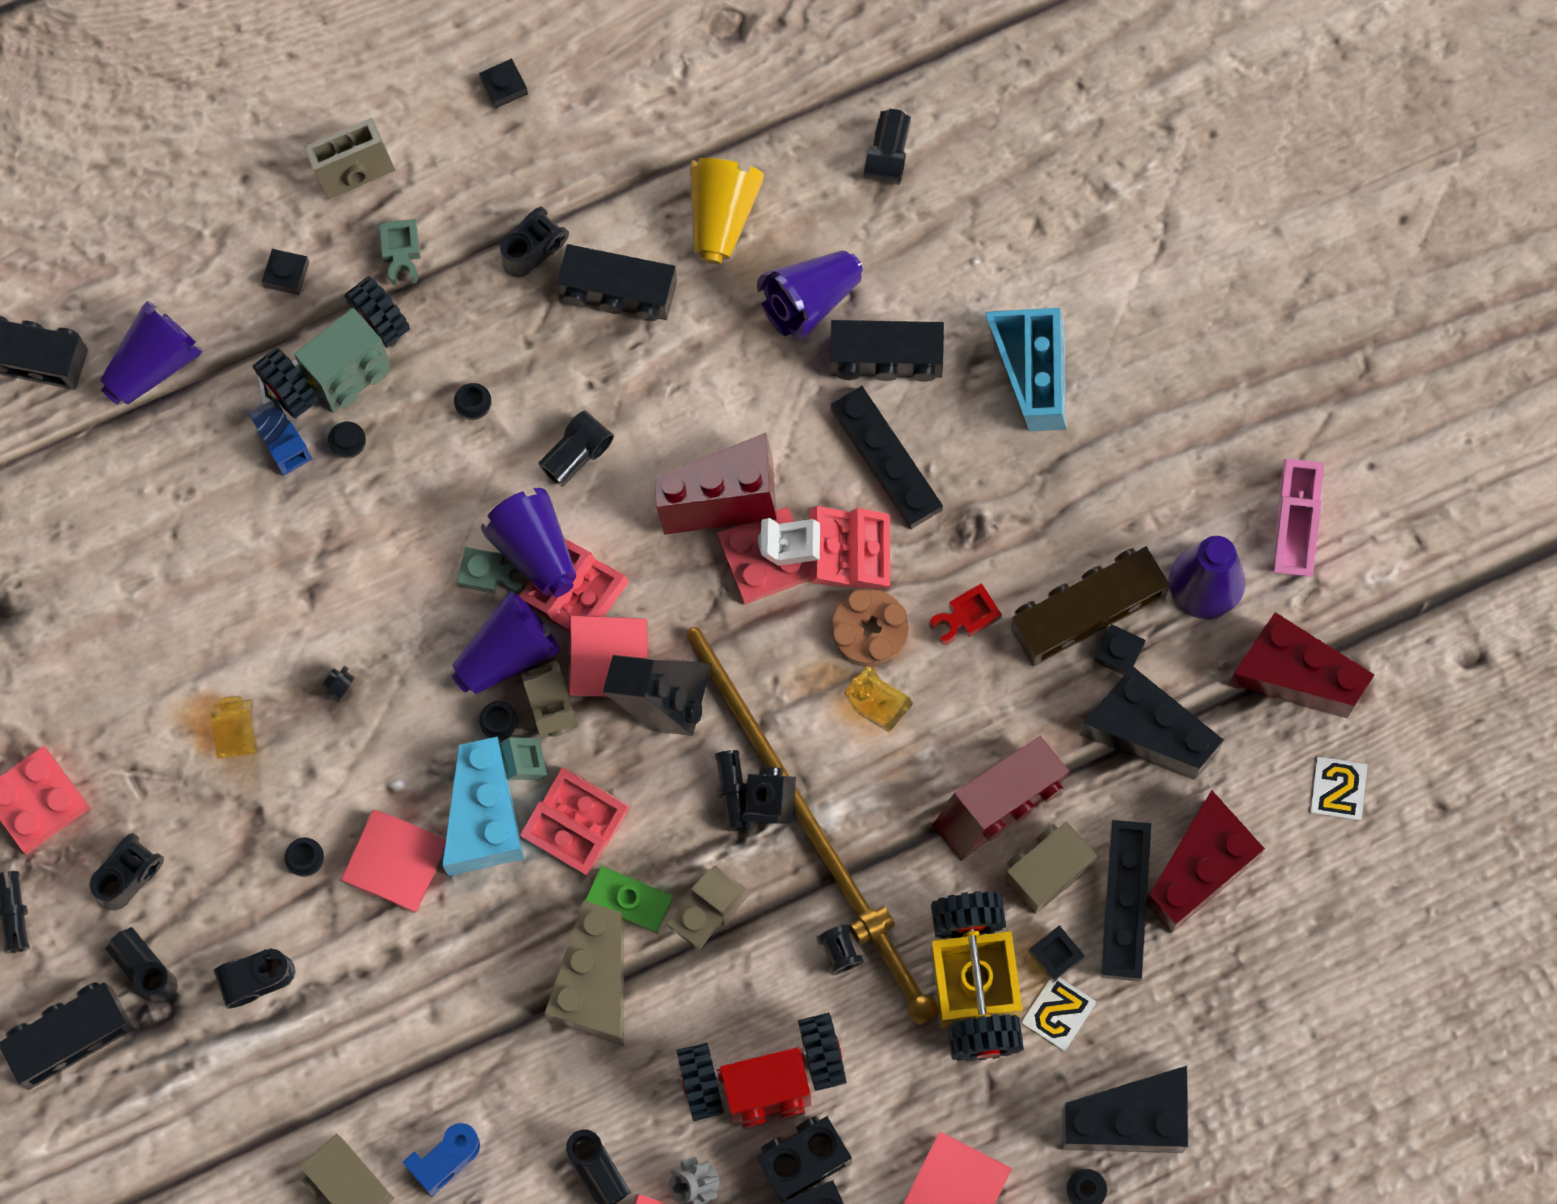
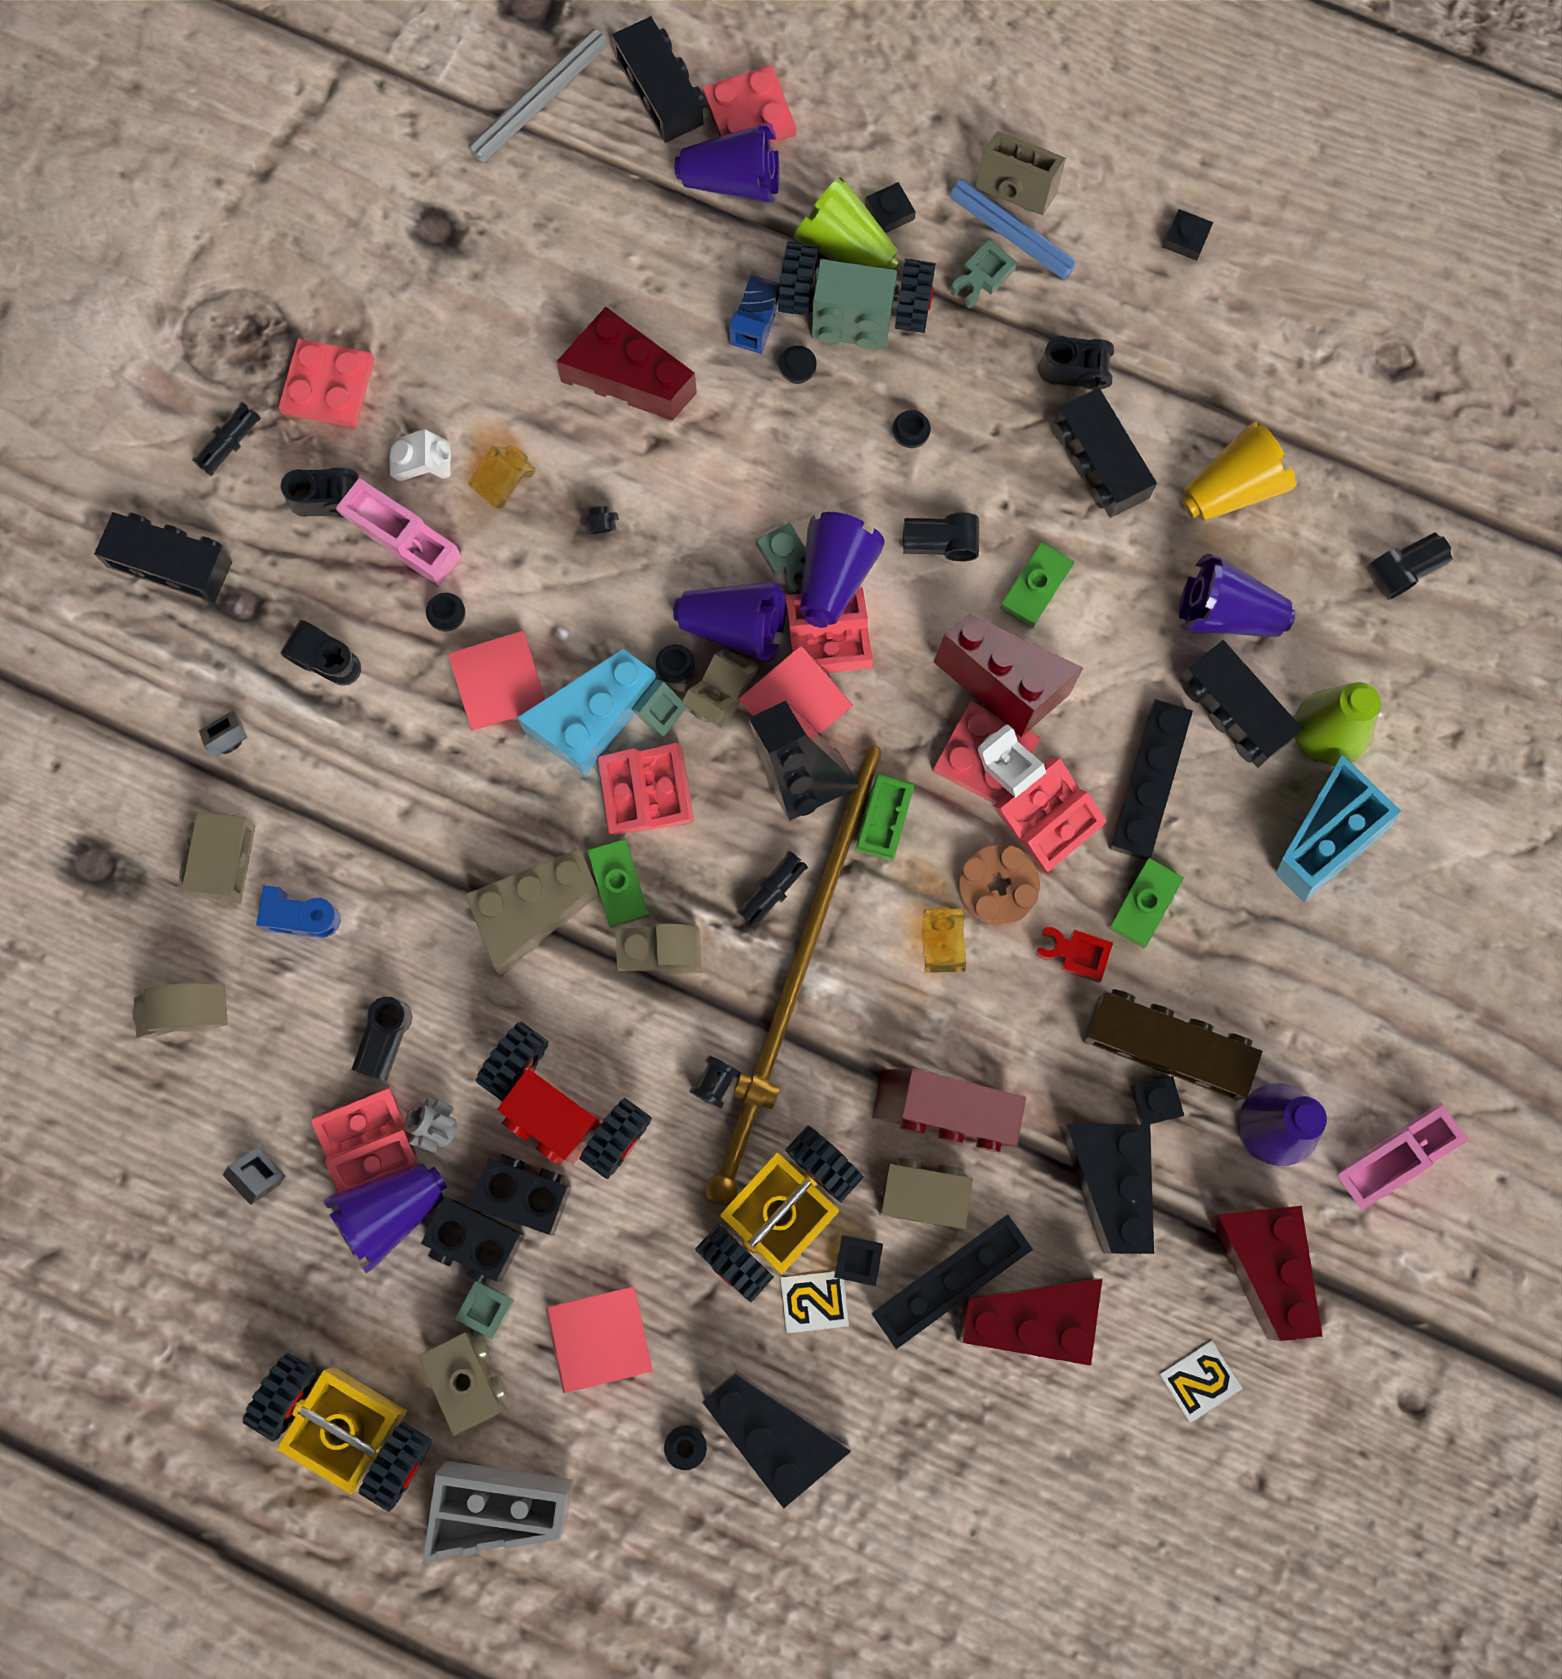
camera: 45 degrees right, 5 degrees up
(107, 304) = (749, 101): none -> coral plate
(141, 965) = (261, 564): black piece -> none
(161, 776) = (418, 455): none -> white bracket
(211, 839) = (399, 532): none -> bright pink slope
(237, 561) = (628, 366): none -> dark red wedge
(251, 1102) = (223, 735): none -> black plate
(281, 317) = (846, 230): none -> lime cone
(384, 199) = (1013, 228): none -> medium blue axle
(671, 413) = (1037, 584): none -> bright green plate
(749, 665) = (884, 817): none -> bright green plate
(781, 798) = (789, 923): black brick -> none
(959, 295) = (1338, 722): none -> lime cone
(972, 537) = (1146, 903): none -> bright green plate

